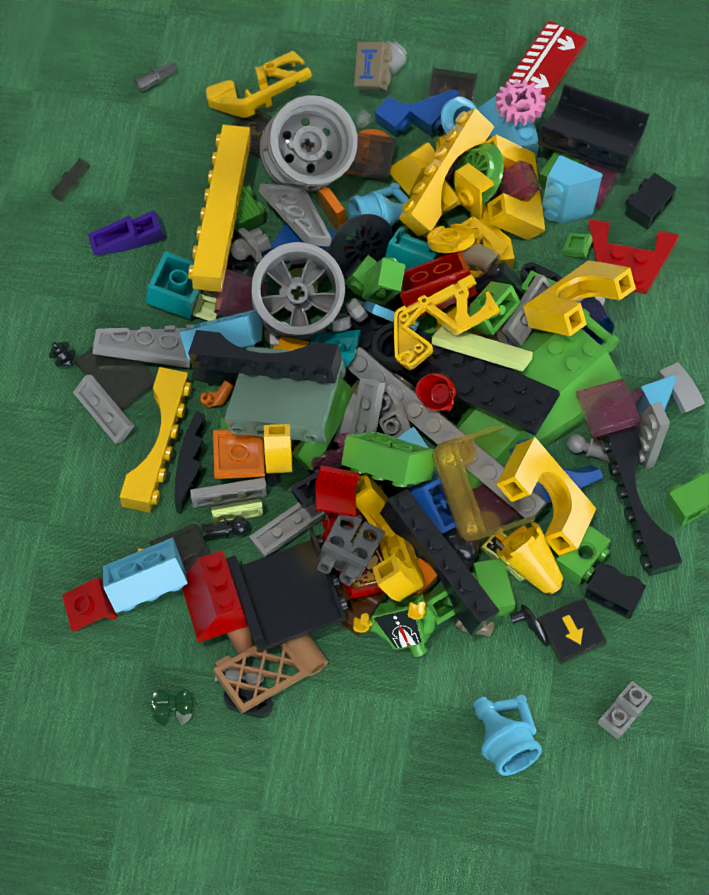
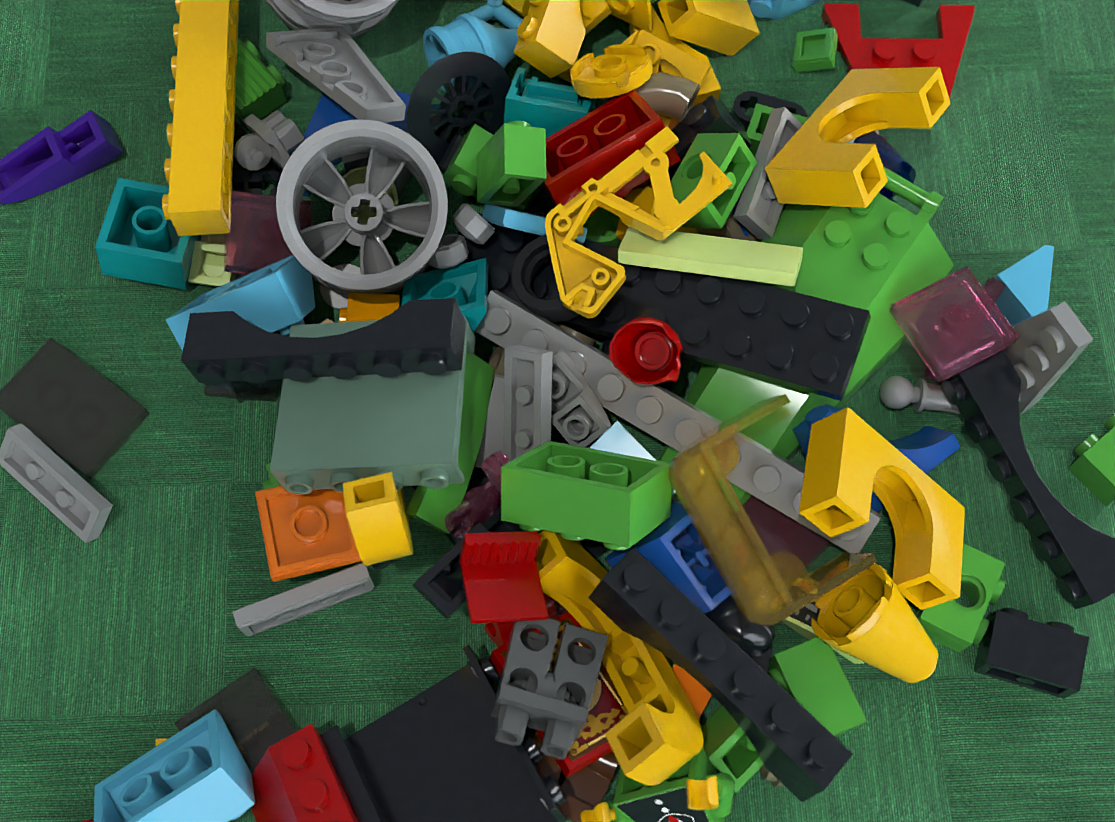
camera: 10 degrees left, 5 degrees up
(142, 483) = (144, 614): yellow arch -> none
(145, 344) = (109, 351): light grey wing -> none
(189, 468) = (222, 567): black slope -> none
(217, 398) = (254, 423): orange arm -> none
(239, 526) = (333, 660): black pin -> none
(246, 509) = (325, 629): yellowish green slope -> none
(285, 528) = (413, 654): light grey plate -> none
(331, 207) = (395, 53): orange tile -> none
(526, 614) = (898, 742): black bar -> none
(572, 631) = (971, 744): black tile -> none
(684, 391) = (1067, 273): light grey slope -> none

